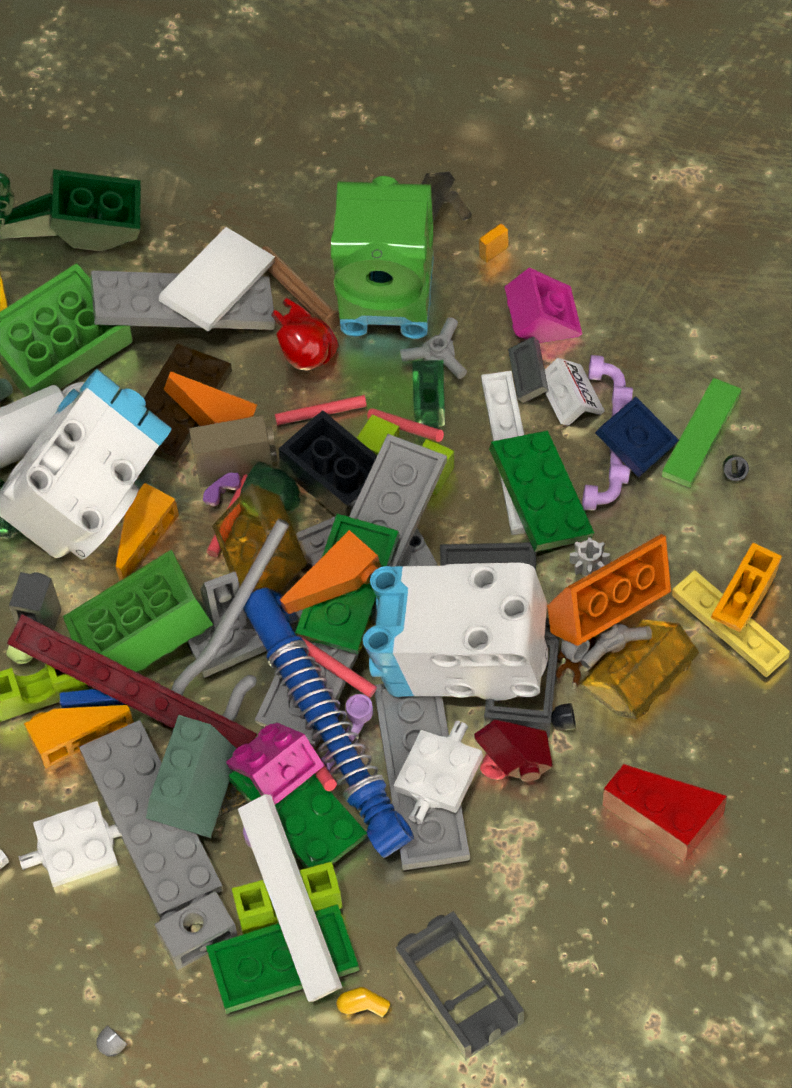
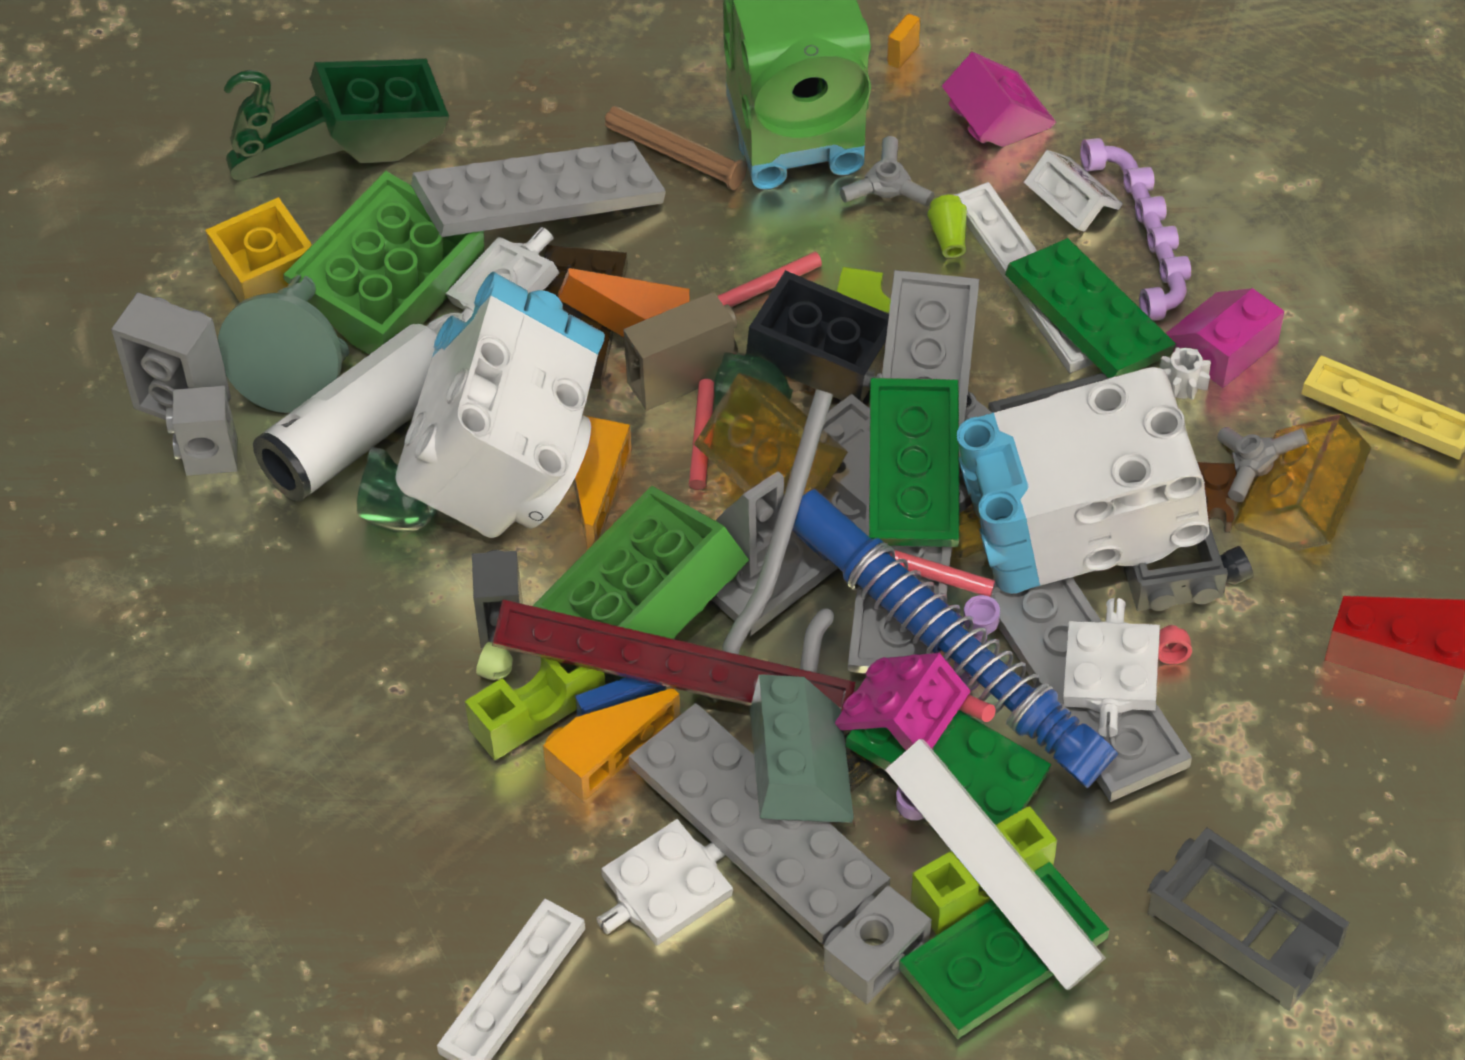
camera: 20 degrees left, 5 degrees down
(137, 361) = (511, 260): none -> white plate
(212, 493) = (669, 411): medium lavender piece -> none
(216, 279) = (575, 152): white tile -> none
(303, 338) = (716, 199): red piece -> none
(336, 573) = (904, 448): orange slope -> none
(362, 999) = (1127, 972): yellow arm -> none
(409, 425) = (888, 268): coral bar -> none
(429, 392) = (903, 227): clear green torso -> none
(468, 396) = (948, 221): none -> lime cone
(516, 749) = (1199, 614): dark red slope -> none
(528, 369) = (1010, 175): dark grey tile -> none
(574, 652) = (1218, 476): light grey hinge -> none
(611, 593) = (1245, 397): orange slope -> none
(633, 527) = (1230, 331): none -> dark pink slope
(637, 436) = (1182, 219): dark blue tile -> none
(701, 432) = (1253, 201): bright green tile -> none
(741, 467) = (1319, 225): black hinge -> none
(747, 587) = (1399, 353): light orange slope -> none

